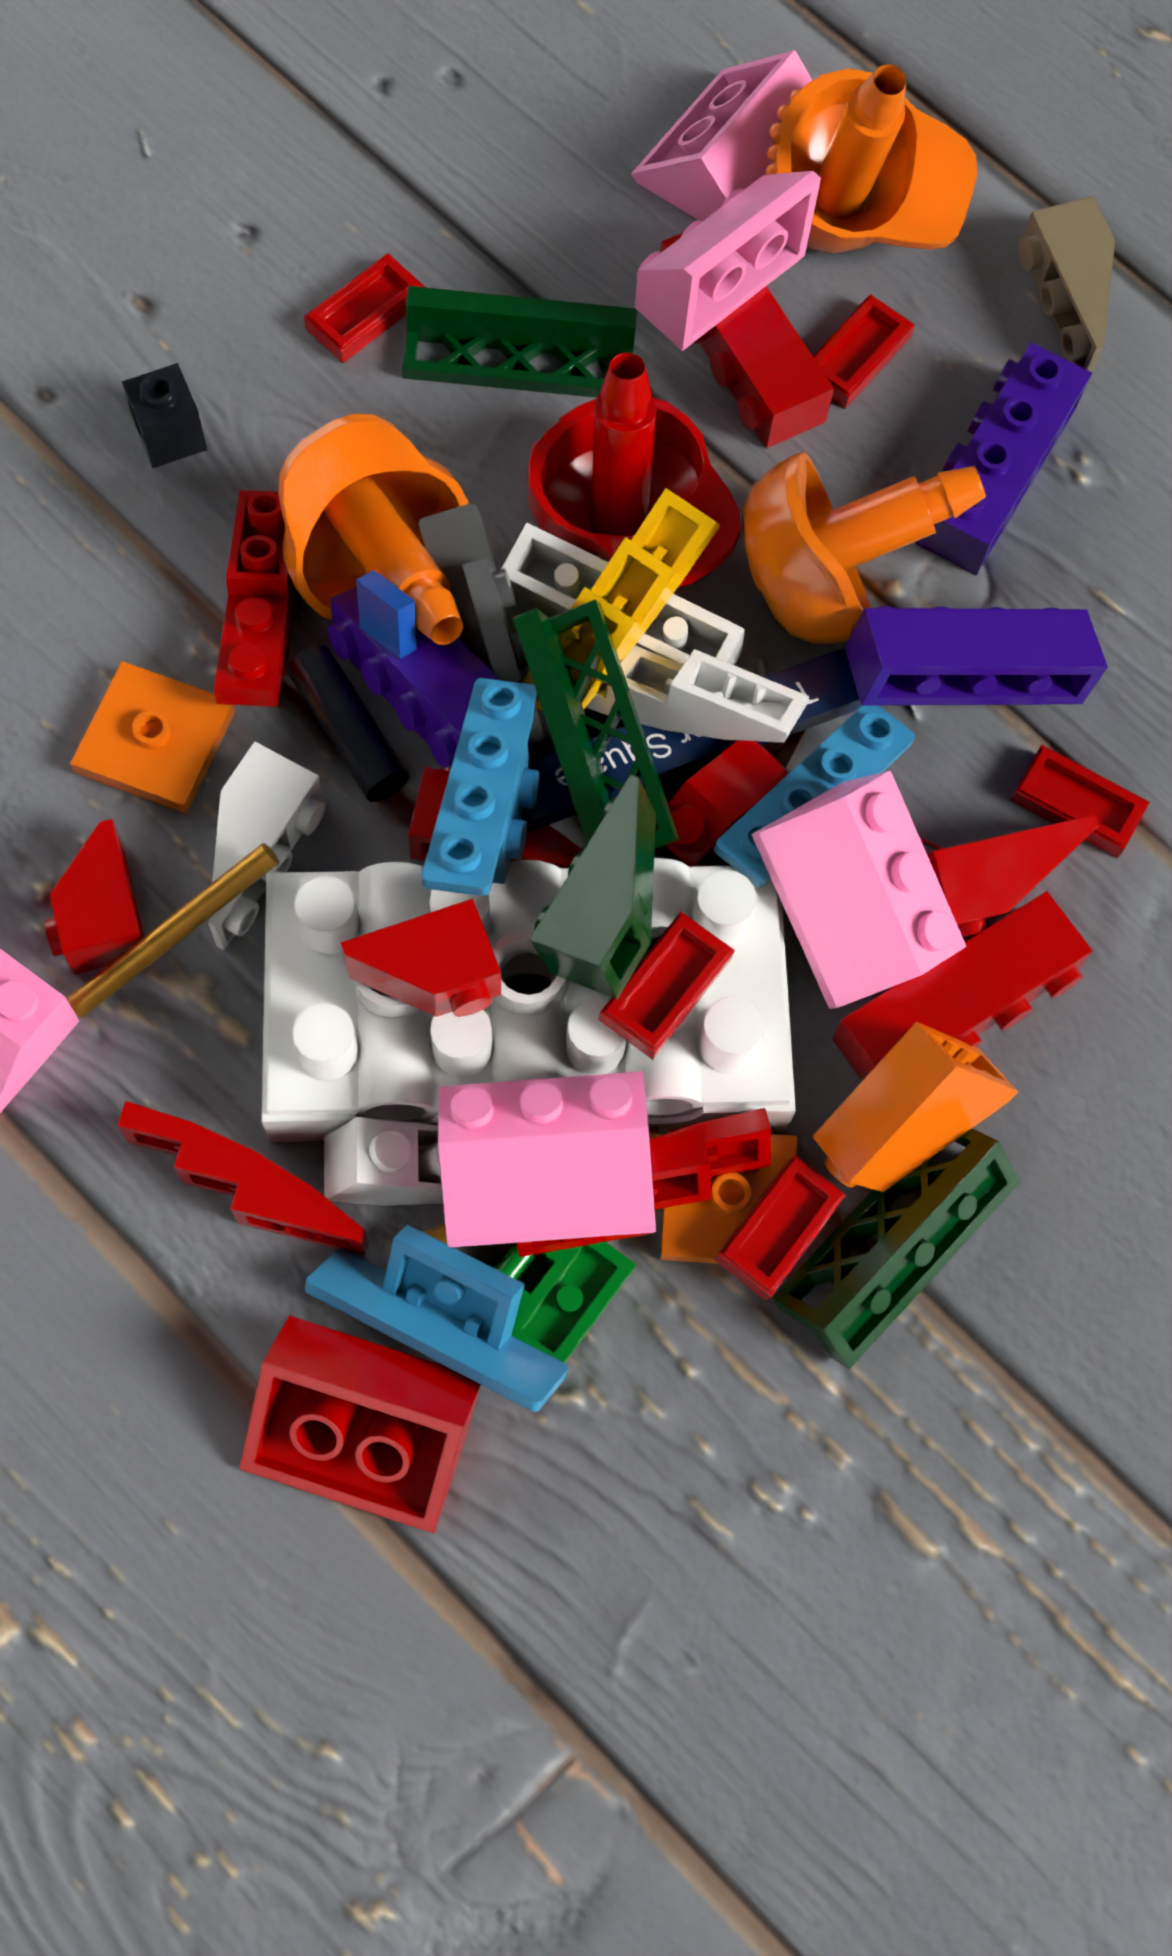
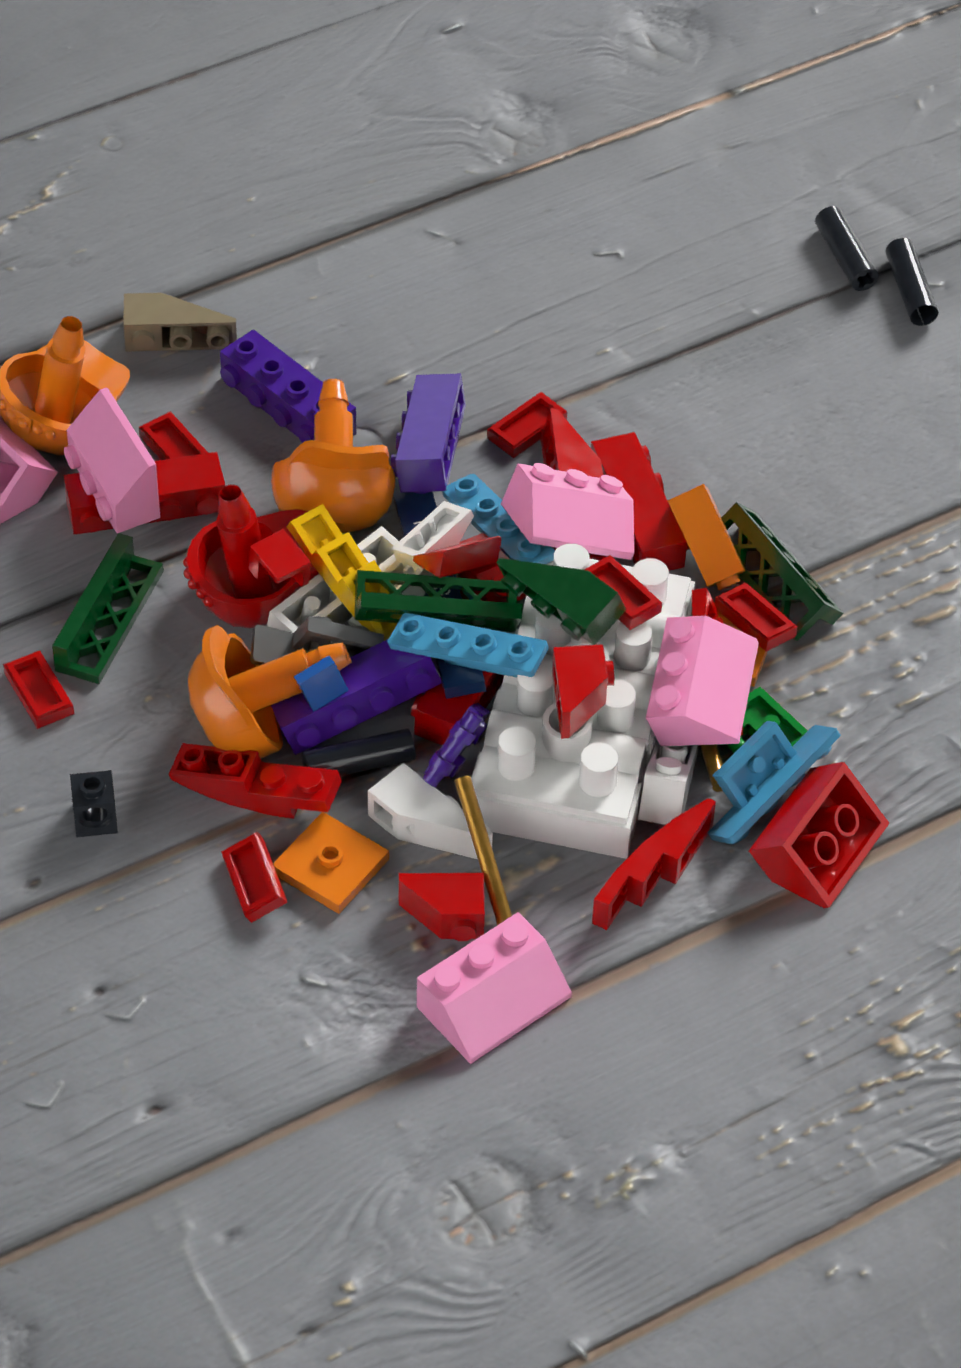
camera: 70 degrees left, 20 degrees down
(97, 644) = (254, 877): none -> red tile
(352, 835) = (464, 733): none -> dark purple plate
(595, 498) = (280, 559): none -> red panel
(693, 740) = (460, 557): none -> red slope

